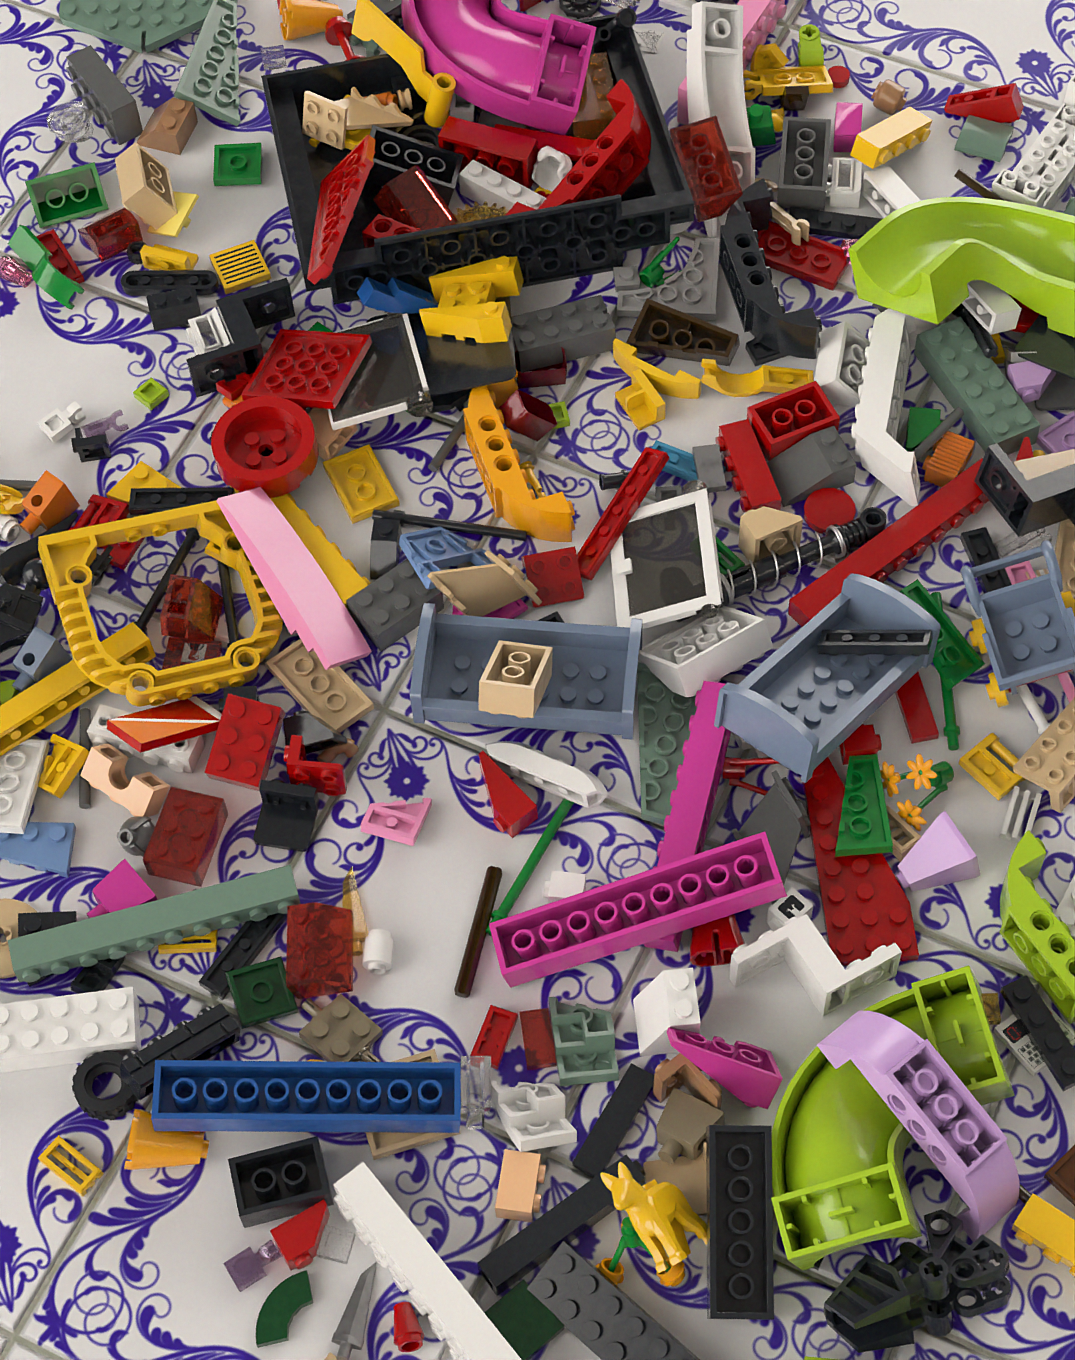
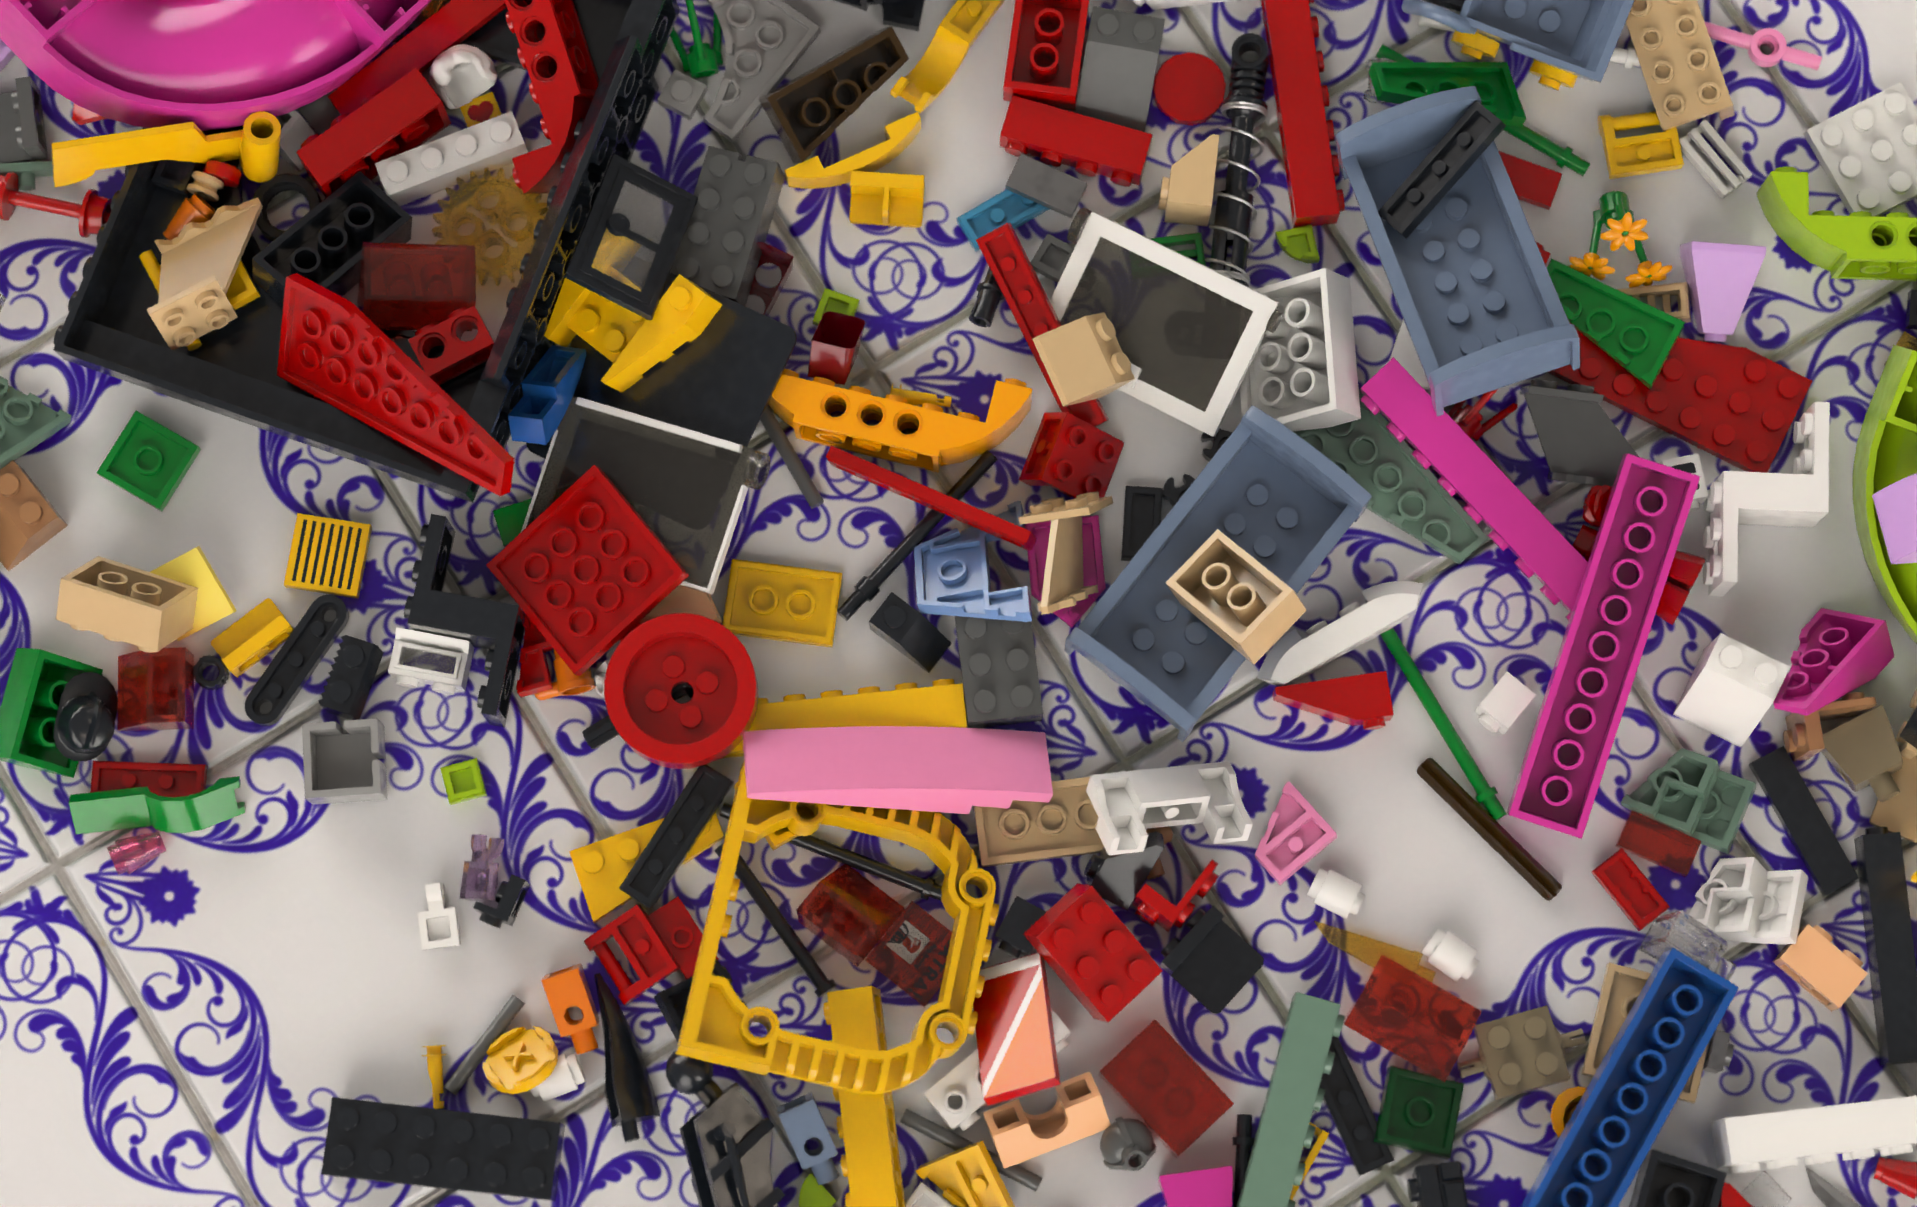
camera: 60 degrees left, 20 degrees up
(74, 211) = (85, 717): none -> black piece
(123, 328) = (344, 765): none -> light grey piece
(368, 727) = (1164, 798): none -> white bracket
(375, 863) = (1336, 893): none -> white brick
(416, 1151) = (1718, 1052): none -> flat silver plate
(417, 102) = (225, 172): none -> red tile
(471, 507) = (931, 498): none -> red tile
(511, 273) = (631, 237): none -> black door
(610, 531) = (1084, 359): none -> tan slope
(780, 620) = (1299, 244): none -> lime tile

